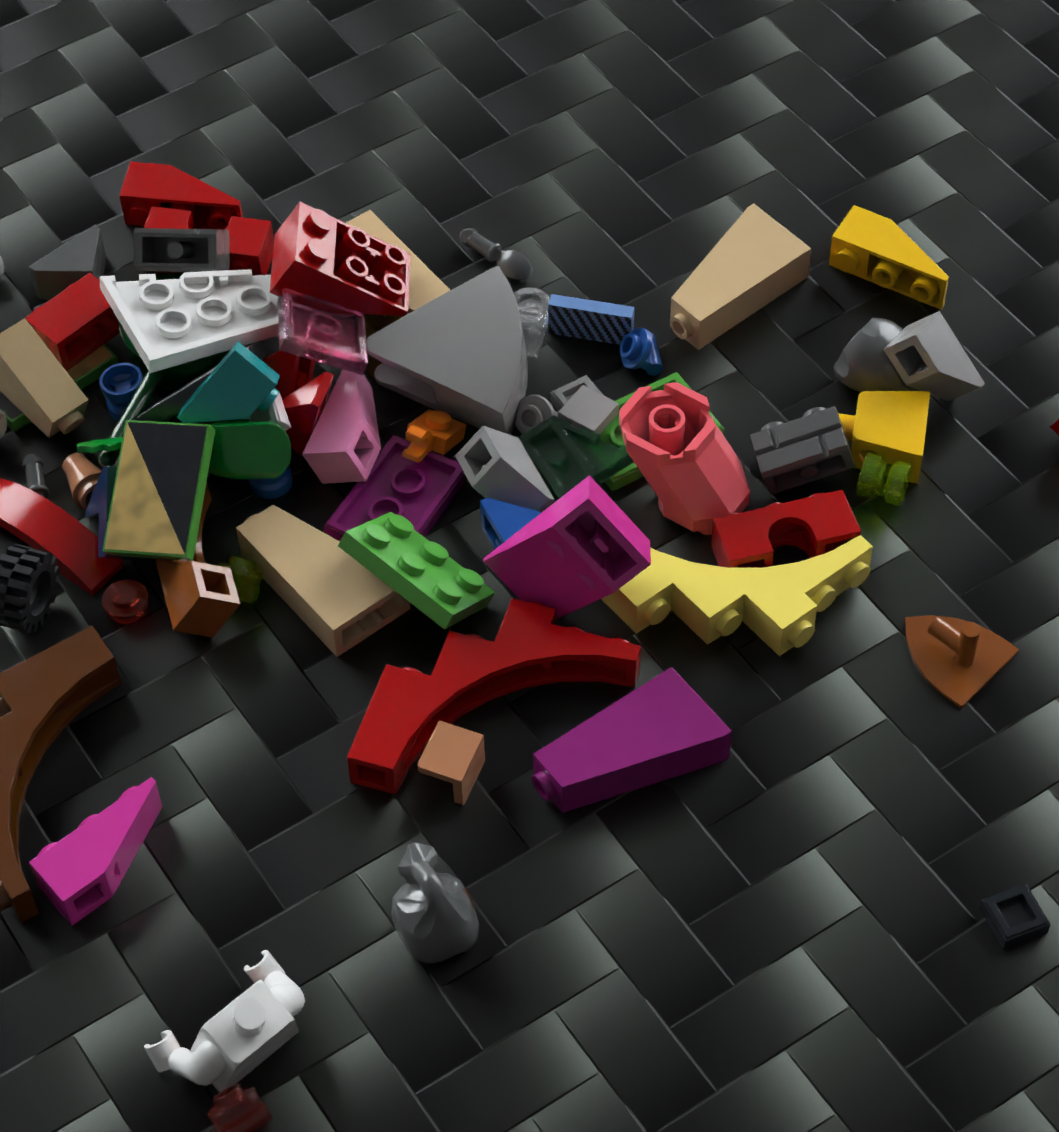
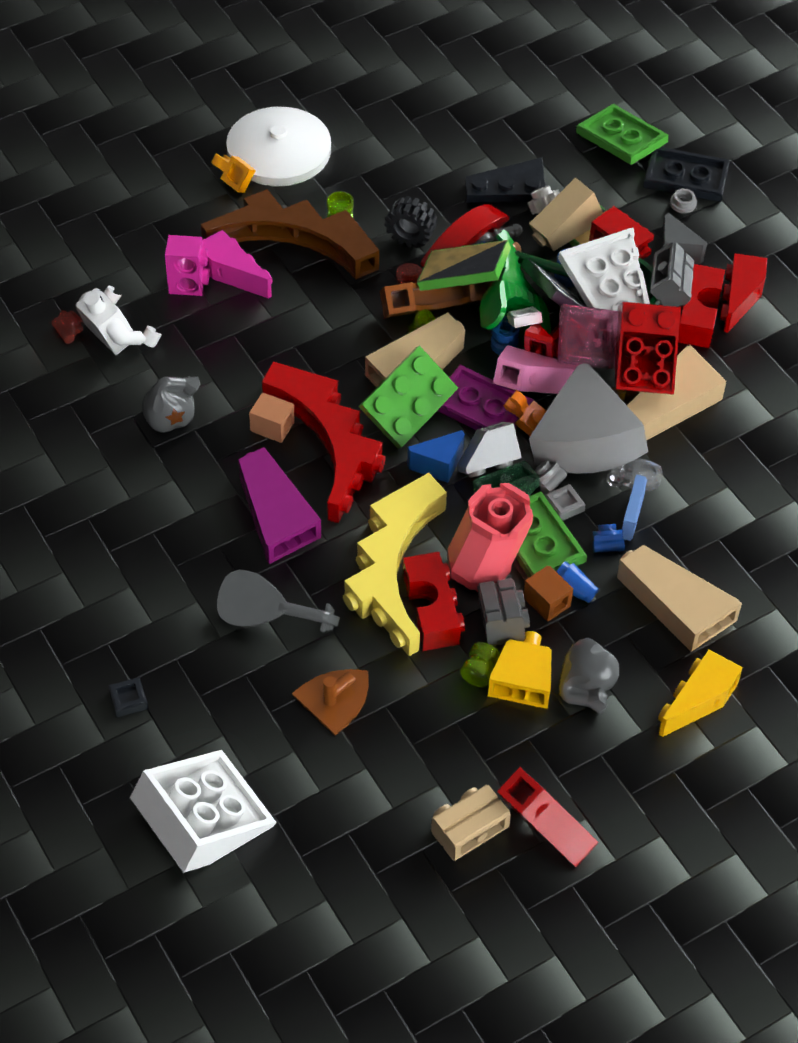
camera: 90 degrees right, 0 degrees up
(117, 910) = (186, 265): none -> dark pink brick
(233, 389) = (530, 287): teal slope -> none
(510, 262) = (693, 471): dark grey piece -> none
(572, 552) = (400, 461): dark pink slope -> none
(589, 410) = (545, 497): light grey tile -> none
(726, 384) = (583, 586): none -> blue cone
(755, 403) = (548, 593): none -> dark orange panel
(824, 751) = (251, 600): none -> dark grey piece
(933, 359) = (575, 690): light grey slope -> none

